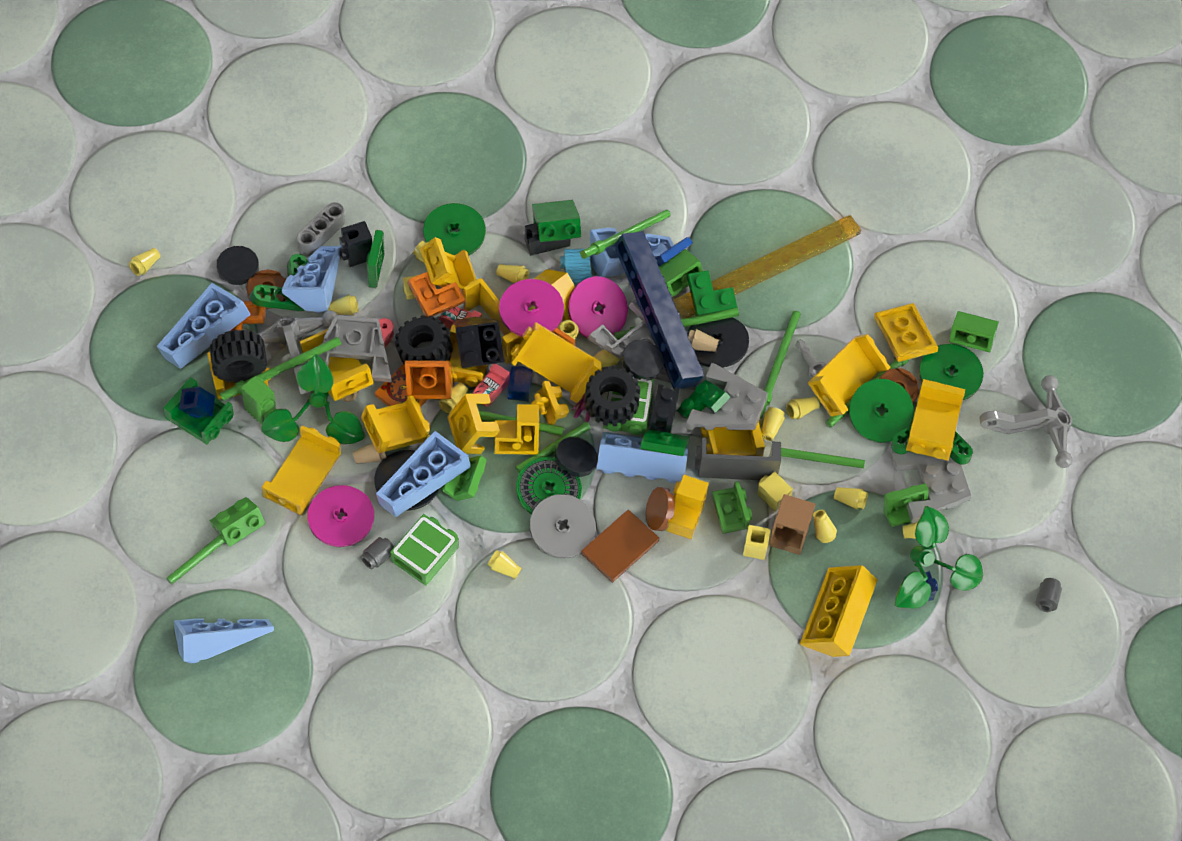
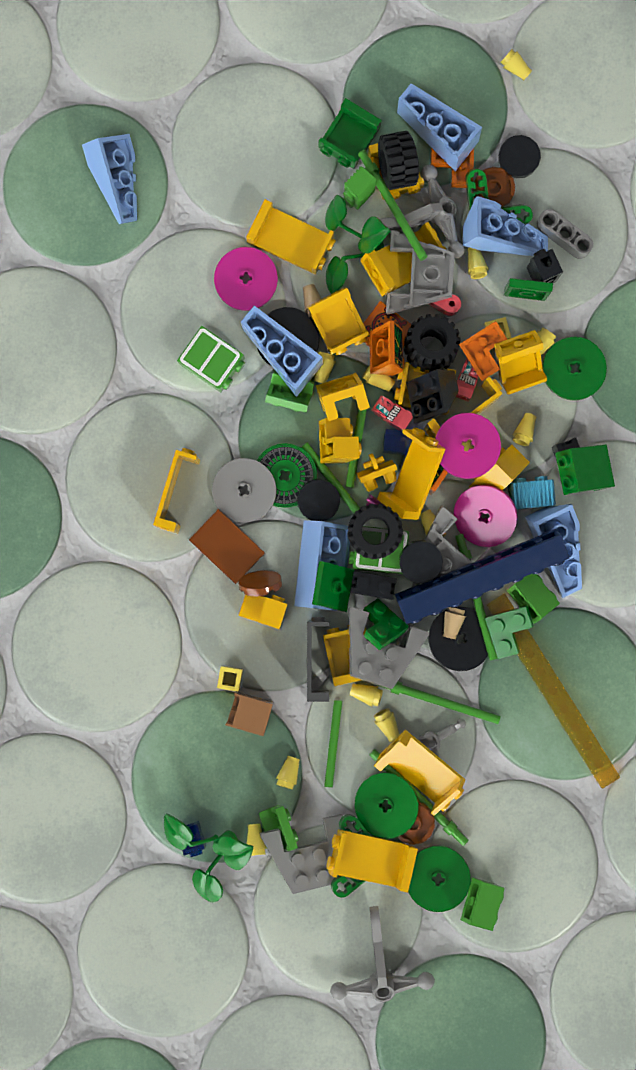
camera: 90 degrees right, 25 degrees up
(193, 561) = (201, 154): bright green bar -> none
(197, 402) = (352, 129): clear blue brick -> none
(238, 521) = (234, 182): bright green bracket -> none
(377, 553) = (205, 314): dark grey brick -> none
(504, 564) = (200, 434): light yellow cone -> none
(562, 589) = (179, 456): none -> yellow panel
(569, 328) = (460, 484): light yellow cone -> none
(599, 246) = (548, 513): bright green bar -> none
(674, 250) = (556, 589): blue tile -> none
(732, 509) = (269, 653): bright green bracket -> none
(772, 489) = (290, 696): light yellow brick -> none
(824, 528) = (250, 745): light yellow cone -> none
(839, 610) = (164, 758): yellow slope -> none
(905, 332) = (479, 832): yellow tile -> none
(1048, 595) = (190, 967): dark grey brick -> none

